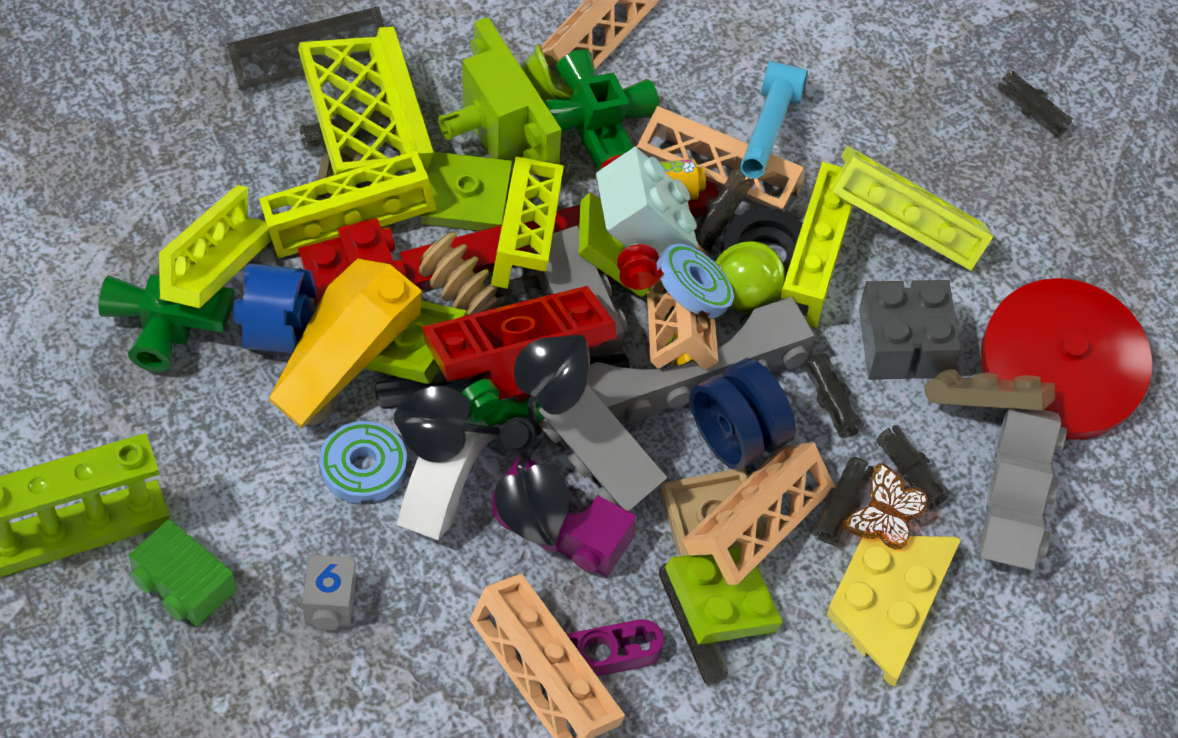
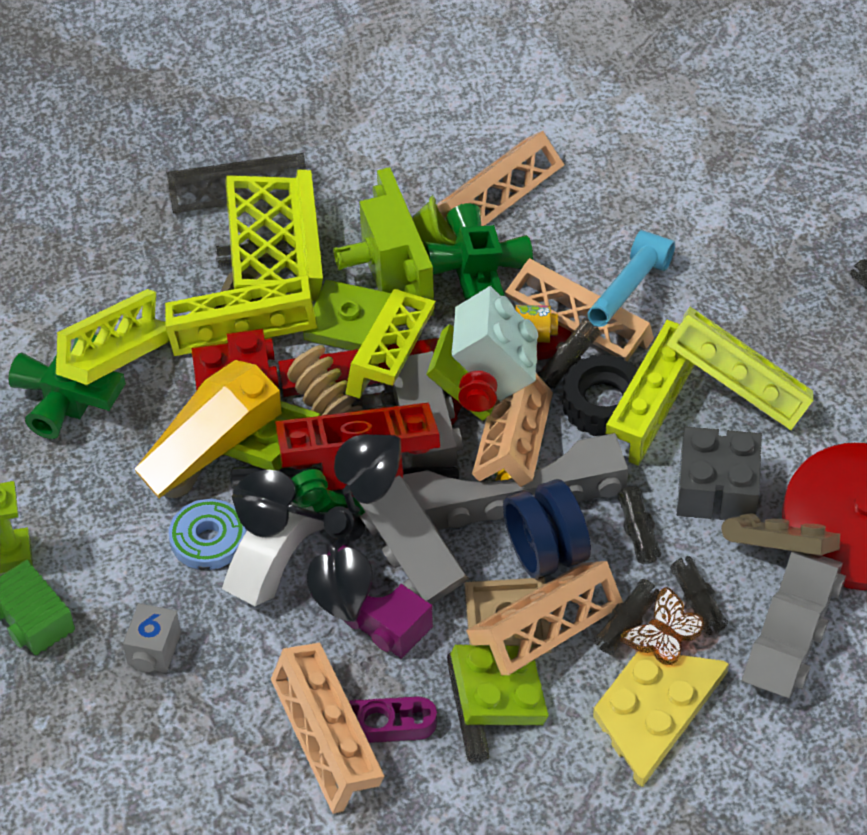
camera: 15 degrees right, 5 degrees down
(274, 307) = (155, 392): blue brick -> none
(695, 280) = (524, 407): light blue tile -> none
(754, 275) = (579, 411): lime helmet -> none

